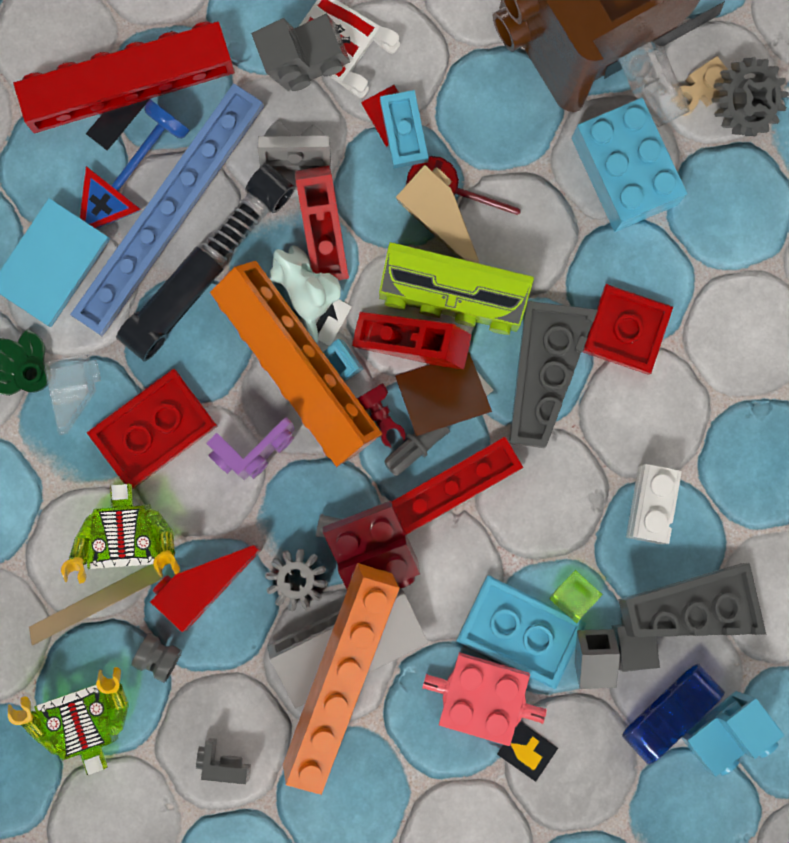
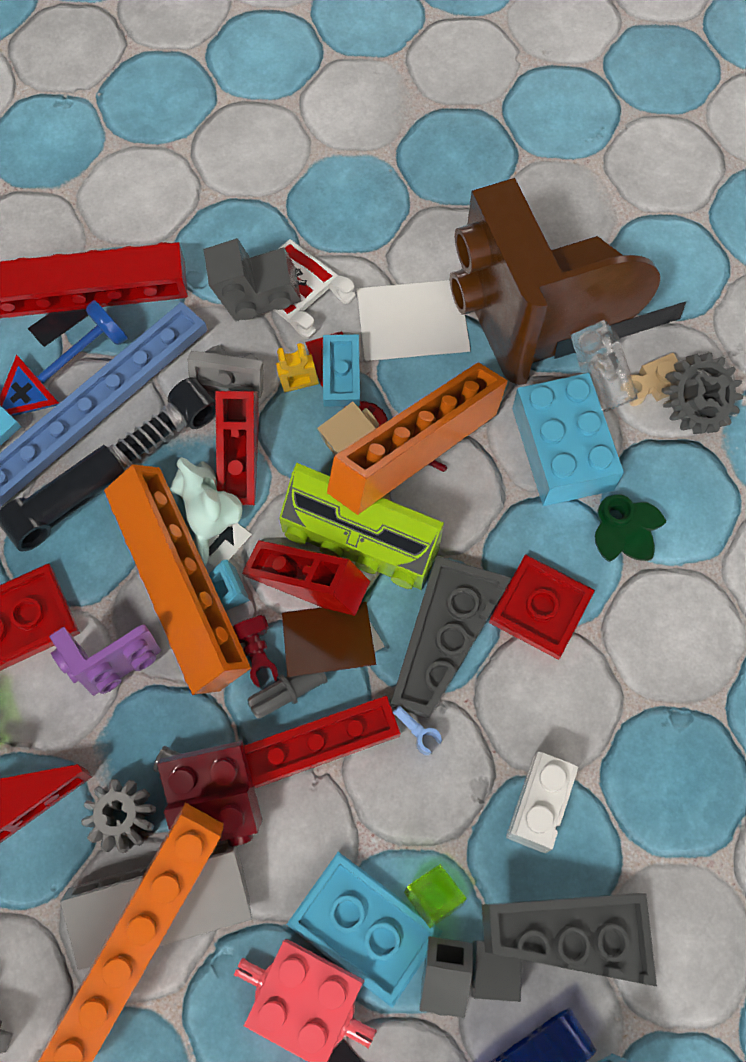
camera: 15 degrees right, 15 degrees down
(362, 138) = (296, 369): none -> yellow plate
(459, 61) = (410, 321): none -> white sticker
(495, 195) = (415, 438): none -> orange brick
(536, 460) = (417, 730): none -> light blue hand
(697, 247) = (631, 532): none -> dark green plate

